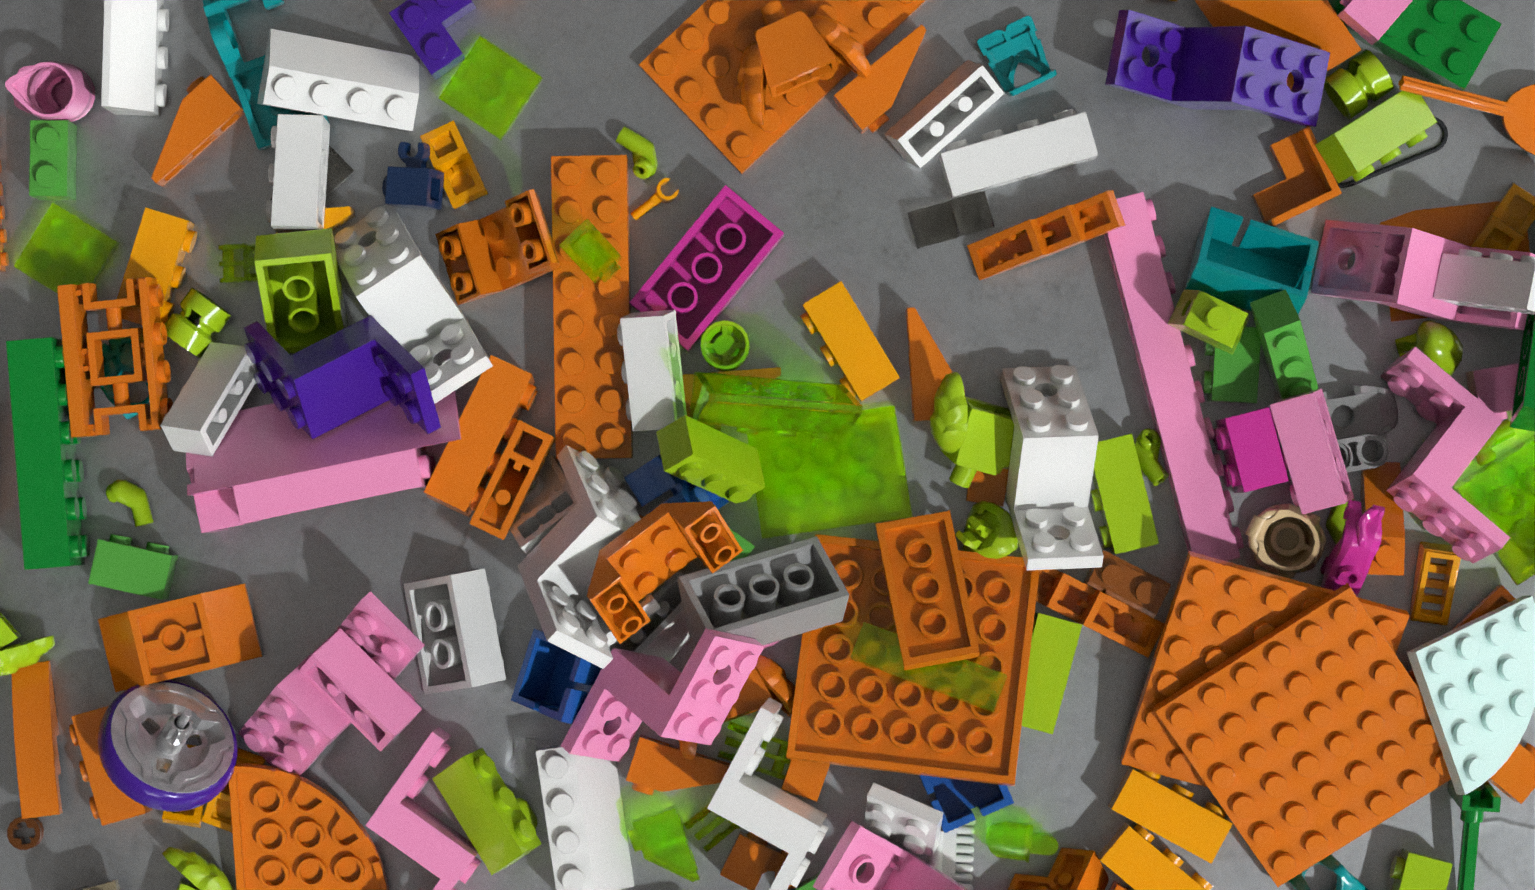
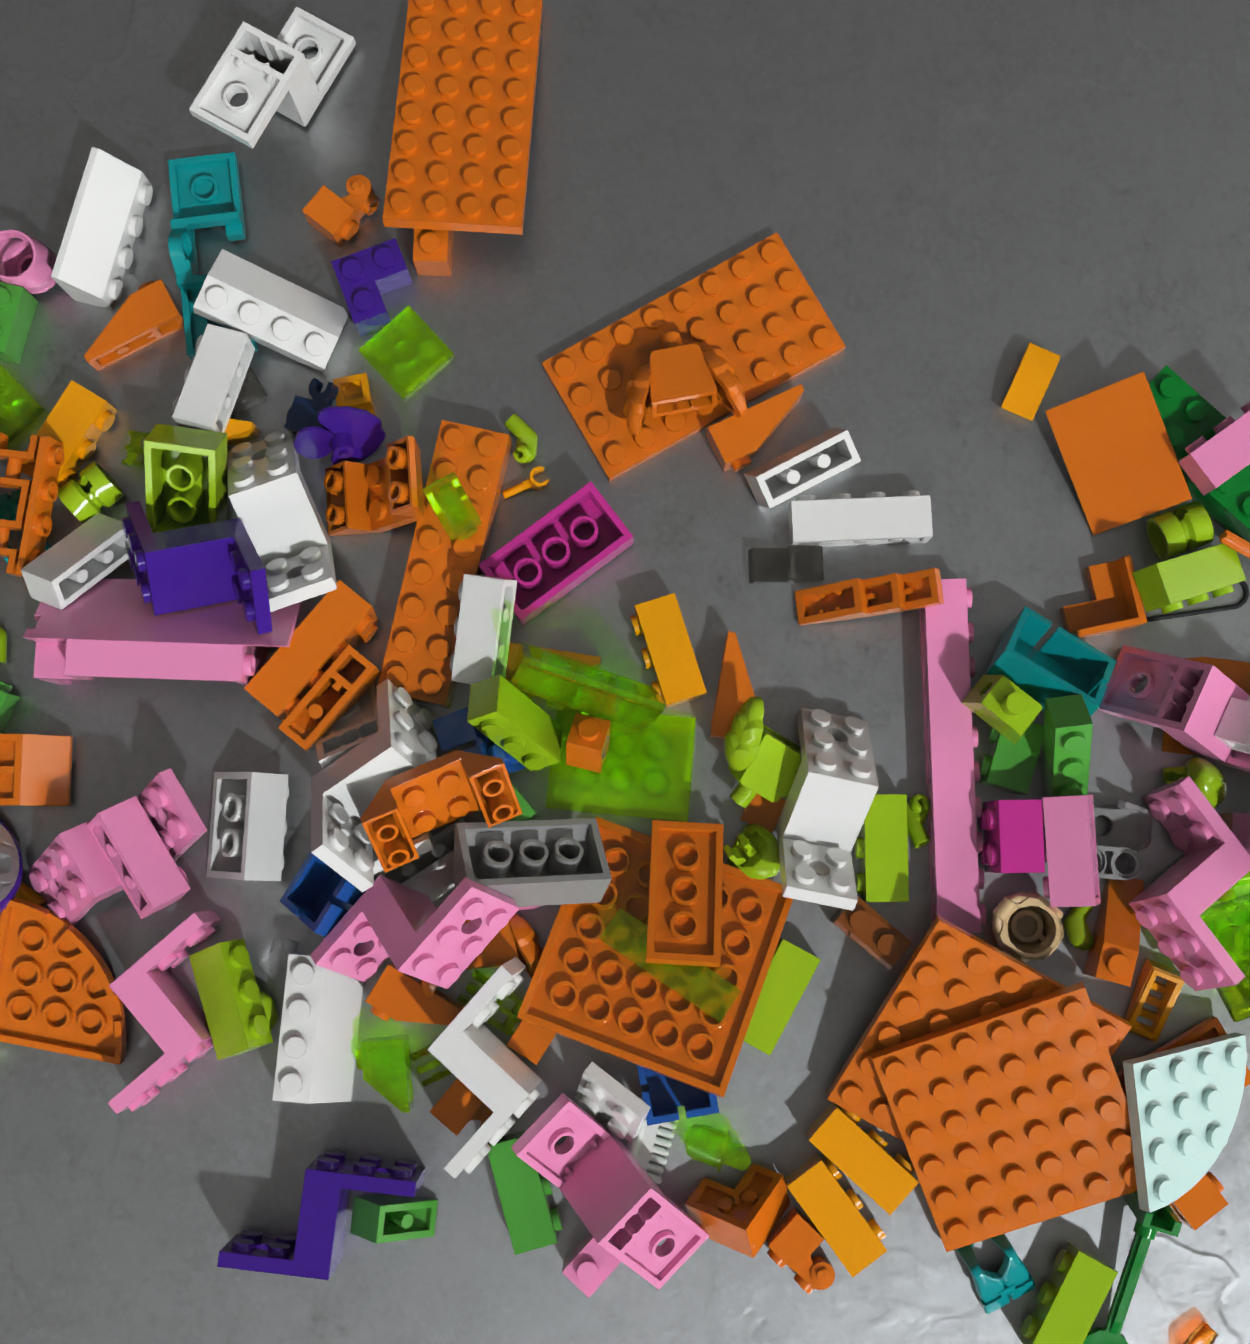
camera: 15 degrees right, 5 degrees down
(456, 196) = (350, 435): none -> dark purple piece
(725, 345) = (556, 625): lime wheel -> none
(790, 460) = (588, 742): none -> orange brick
(1012, 46) = (877, 426): teal piece -> none
(1098, 611) = (838, 951): orange slope -> none
(1217, 68) = (1060, 482): dark purple bracket -> none
(1355, 550) = (1094, 952): dark pink animal -> none

